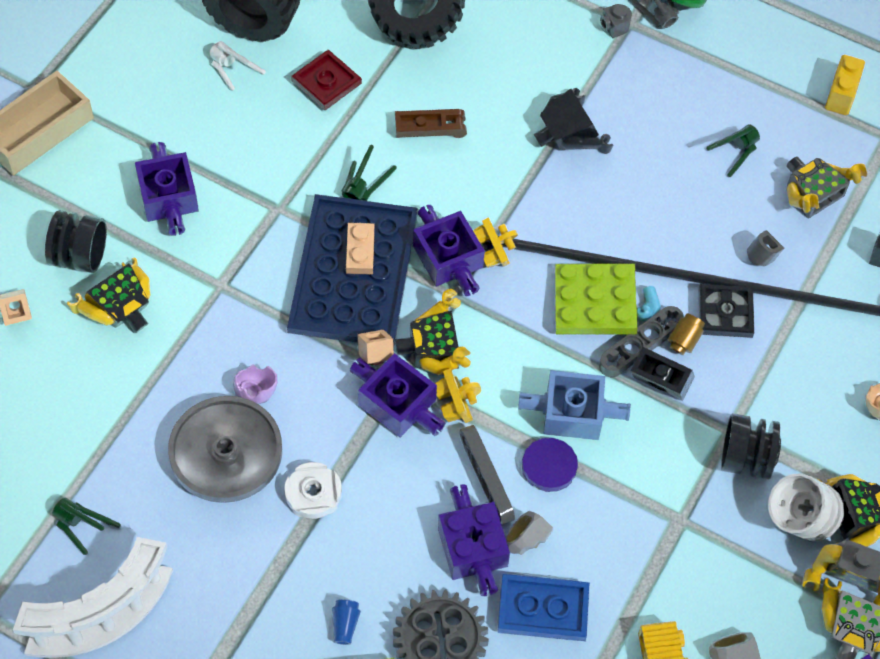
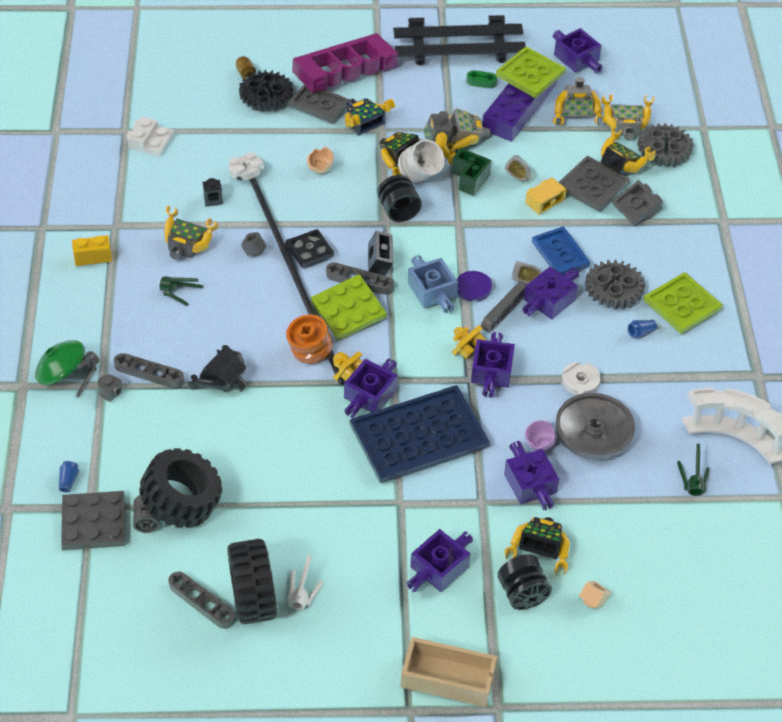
camera: 120 degrees left, 10 degrees down
(208, 340) = (531, 476): none -> dark purple brick
(326, 79) = (277, 525): dark red plate -> none
(356, 186) = (356, 461): dark green plant -> none
(360, 248) = (405, 430): light nougat plate -> none
(375, 347) = (471, 384): light nougat plate -> none
(430, 123) = (273, 449): reddish brown plate -> none
(435, 338) = (439, 366): torso -> none
(560, 221) = (309, 339): none -> orange wheel
(624, 69) = (147, 372): none -> dark grey beam
(651, 306) = (330, 282): medium azure arm -> none
(686, 334) = (343, 255): pearl gold brick -> none
(760, 581) = (472, 170): none -> dark green brick

